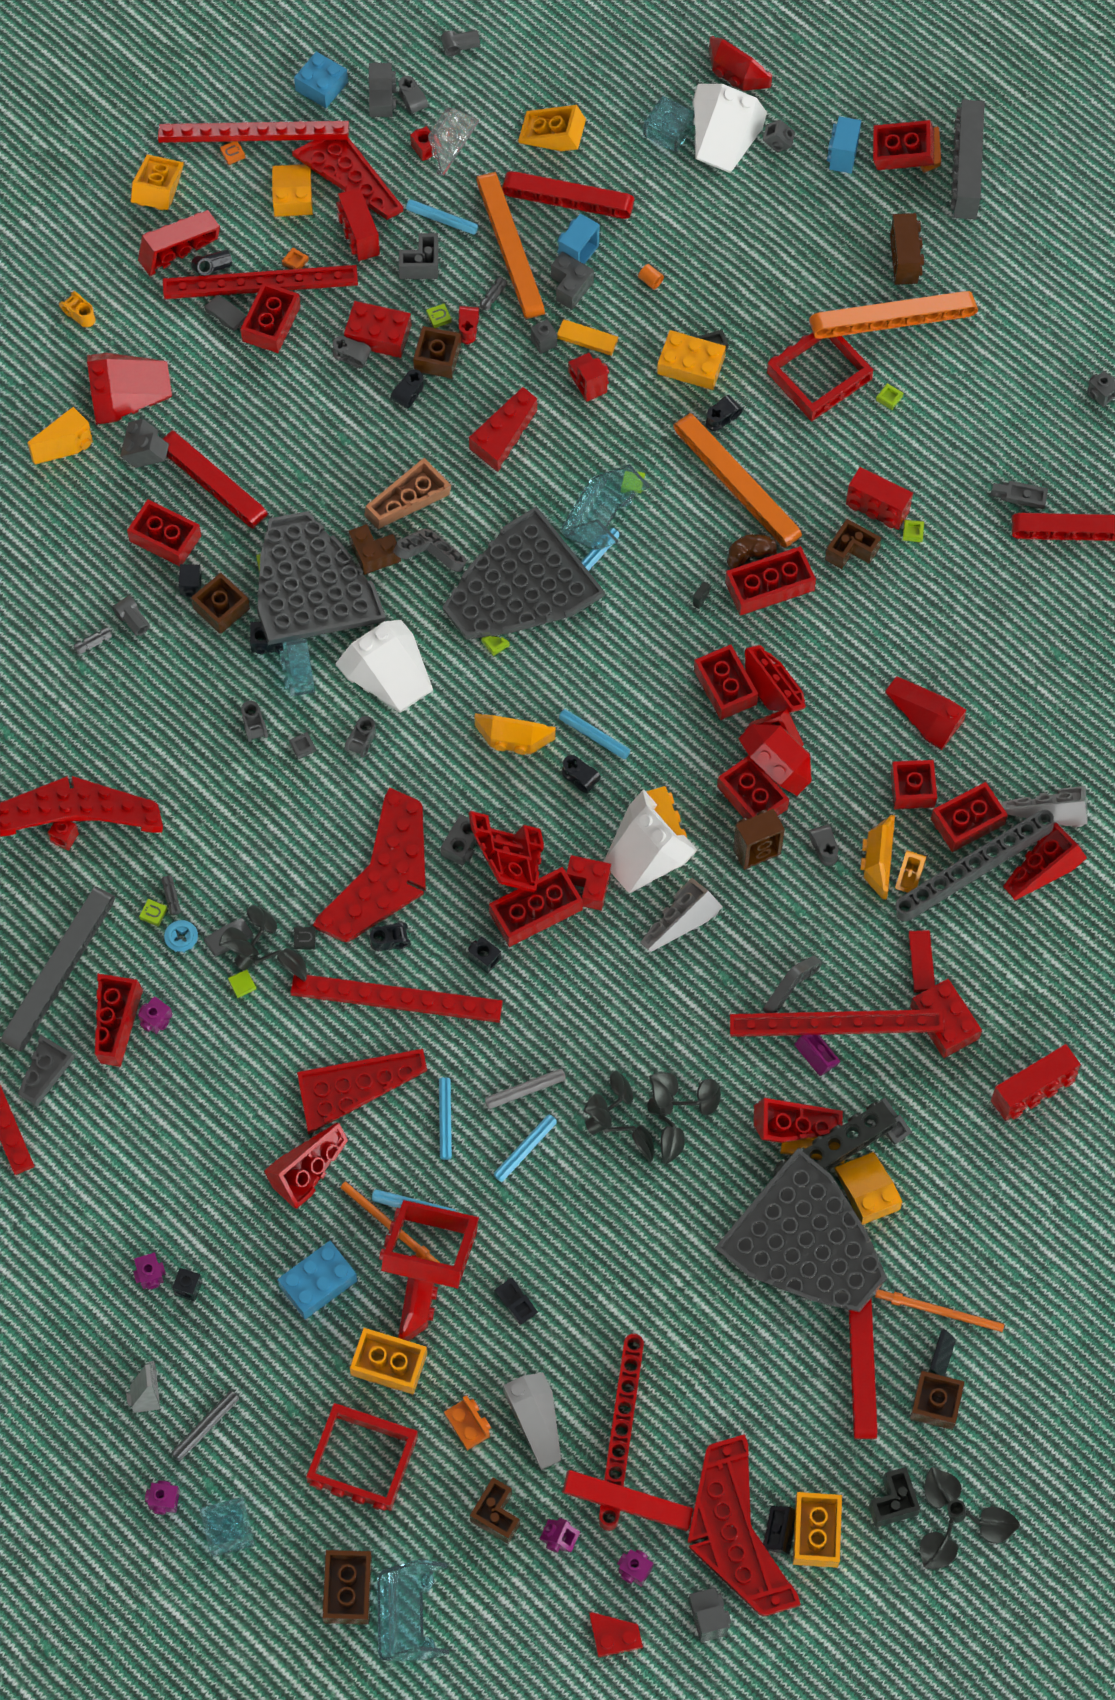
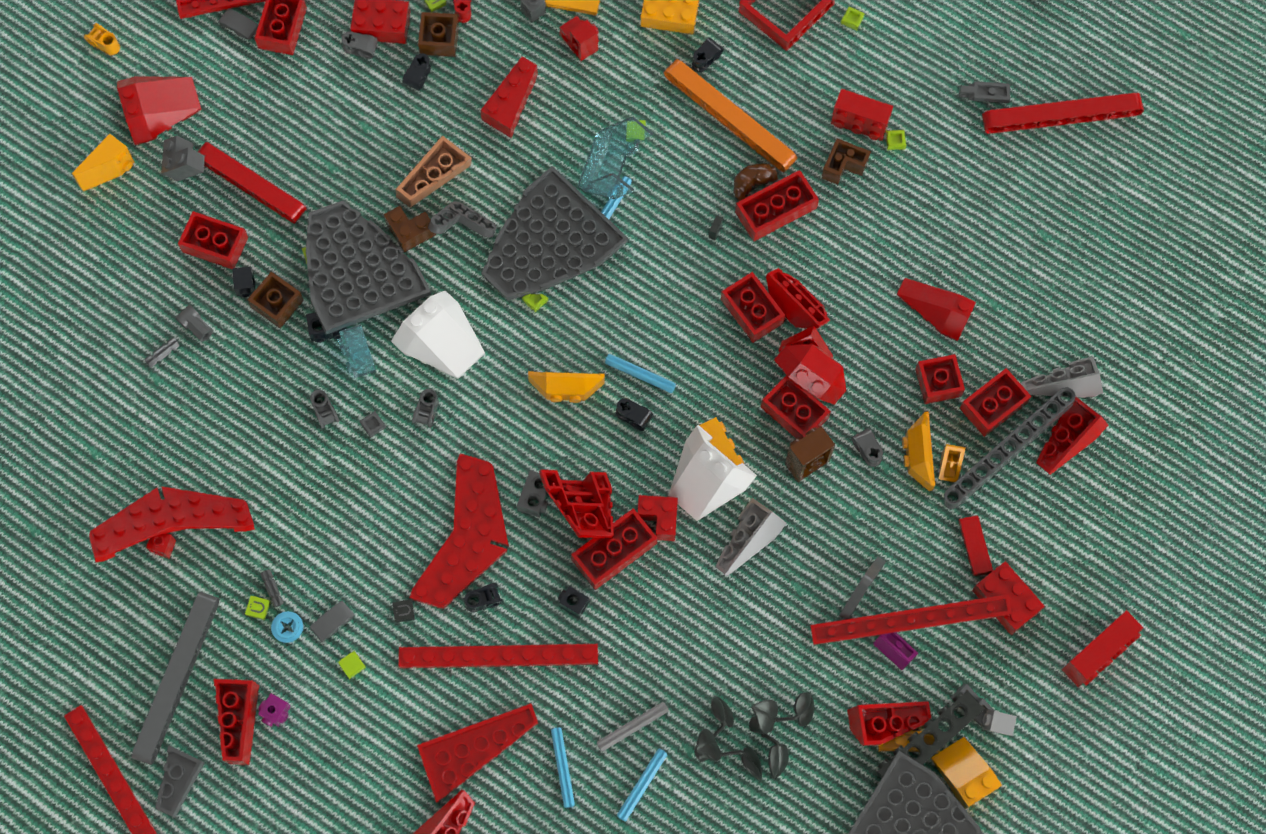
camera: 10 degrees left, 5 degrees up
(237, 942) = (341, 632): pearl dark grey plant -> none
(912, 1141) = (999, 722): none -> light grey brick

